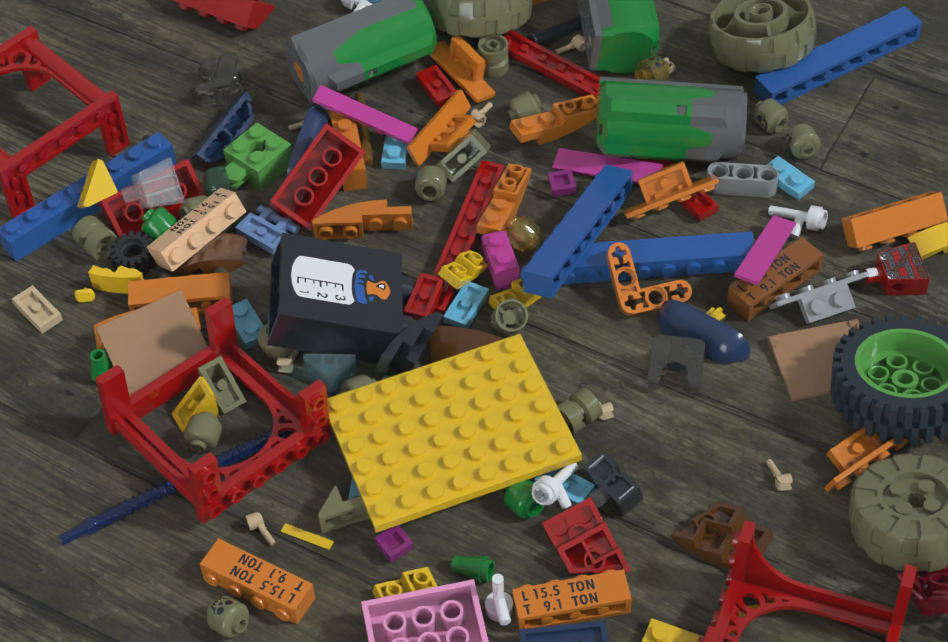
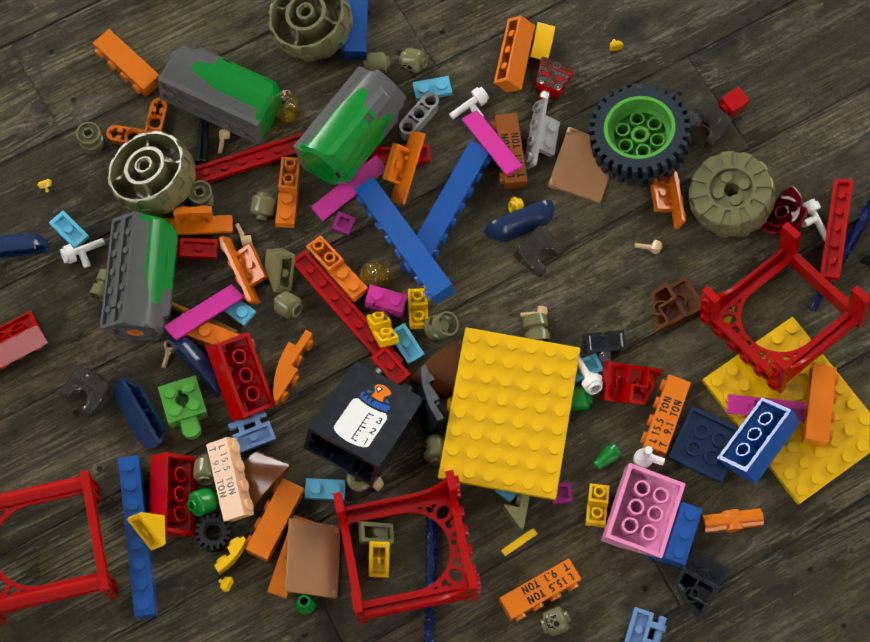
camera: 65 degrees left, 20 degrees up
(37, 309) = (219, 622): tan plate -> none
(94, 237) = (183, 551): olive wheel -> none
(155, 186) = (177, 487): clear torso -> none
(202, 432) = (404, 564): olive head -> none
(214, 179) = (193, 444): clear green hair -> none
(256, 521) = (492, 566): tan hand -> none
(330, 368) = (404, 459): clear light blue slope -> none
(633, 290) = (468, 236): orange beam -> none

